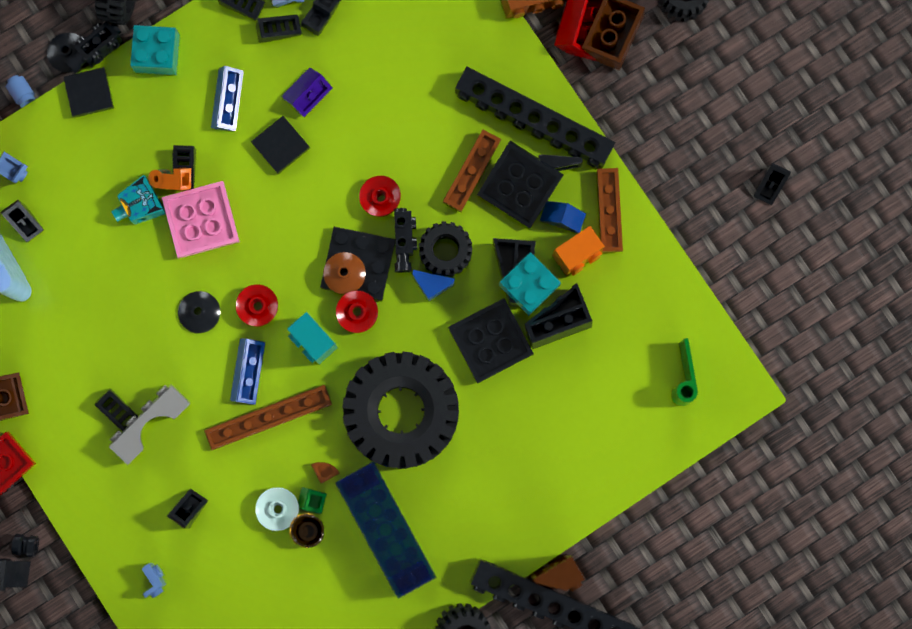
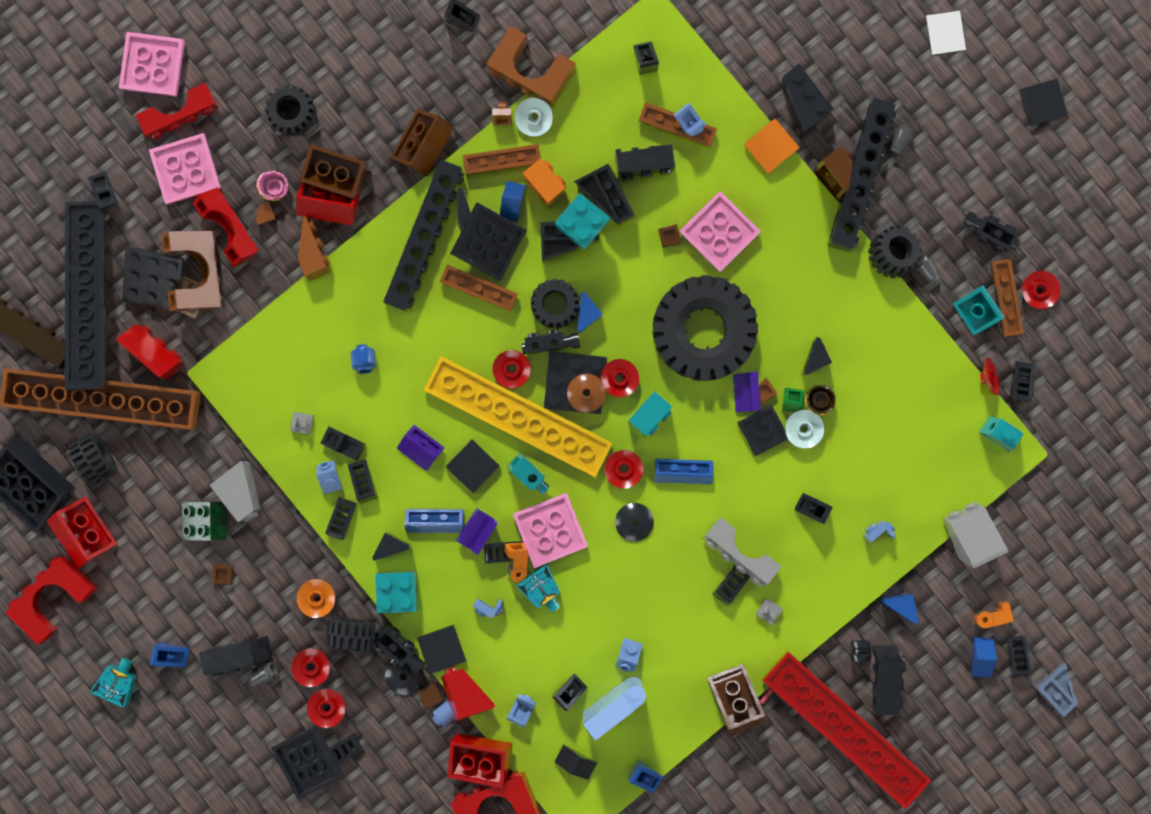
camera: 90 degrees left, 5 degrees up
(35, 109) = (464, 694): none -> red slope
(41, 77) = (430, 695): none -> reddish brown tile
(54, 289) = (628, 655): none -> medium blue bracket
(69, 597) = (903, 605): none -> blue slope
(82, 448) = (769, 611): none -> light grey tile
(124, 142) = (485, 609): none -> medium blue bracket
(205, 49) = (390, 545): none -> black slope
(209, 141) = (477, 531): none -> dark purple panel
(268, 417) = (723, 447): dark orange tile -> none
(270, 195) = (522, 468): none -> teal torso
(282, 463) = (763, 430): none -> black tile
(326, 449) = (746, 392): none -> dark purple panel
(327, 198) = (518, 416): none -> yellow plate
(350, 530) = (817, 357): none -> black slope
(385, 530) = (813, 328): plate -> none
(408, 41) = (363, 359): none -> blue head
(490, 340) = (633, 255): black plate -> none
(506, 439) = (719, 231): none -> bright pink plate
(507, 383) = (669, 236): none -> reddish brown tile
(591, 363) = (644, 162): none -> black wedge
(596, 507) = (771, 145): none -> orange slope
(630, 405) = (665, 121): none -> dark orange plate
(632, 417) = (689, 120): none -> medium blue bracket
(636, 128) = (422, 142): none -> reddish brown slope
(645, 552) = (805, 98): none -> black wedge
(646, 242) = (533, 126): none -> light aqua dish
(657, 215) = (502, 116): none -> dark orange tile
(684, 267) = (547, 87): none -> dark orange arch
(686, 391) = (661, 75): green door -> none
(709, 377) = (646, 57): none -> black slope

